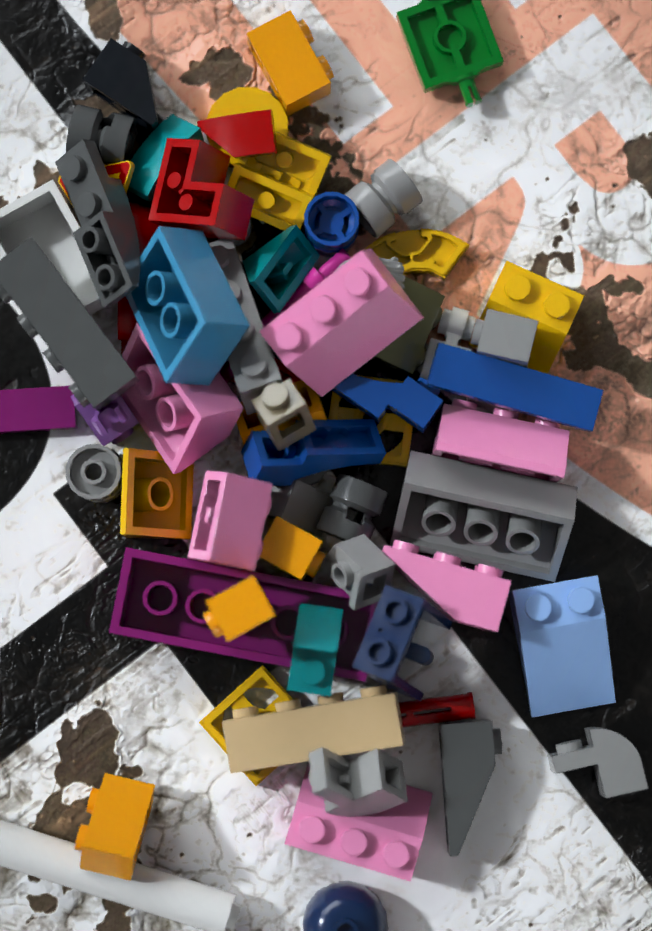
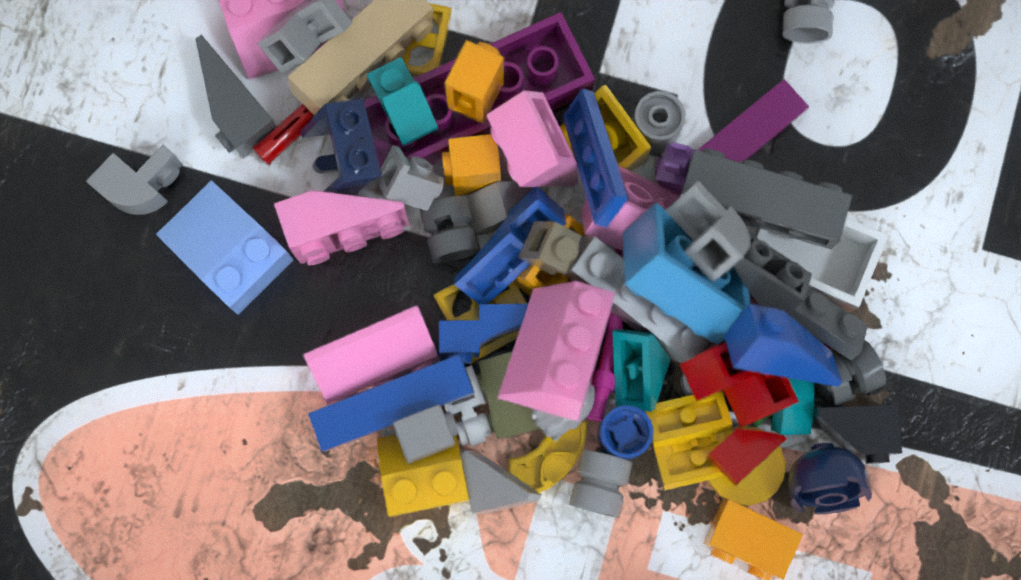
camera: 140 degrees right, 5 degrees down
(132, 318) = (716, 232): none -> light grey brick
(152, 185) = (778, 345): none -> blue slope
(185, 467) = (595, 158): none -> blue tile
(188, 64) = (828, 479): none -> dark blue cylinder
(475, 260) = (493, 487): none -> light grey slope
(485, 515) = (347, 296): light grey slope -> none

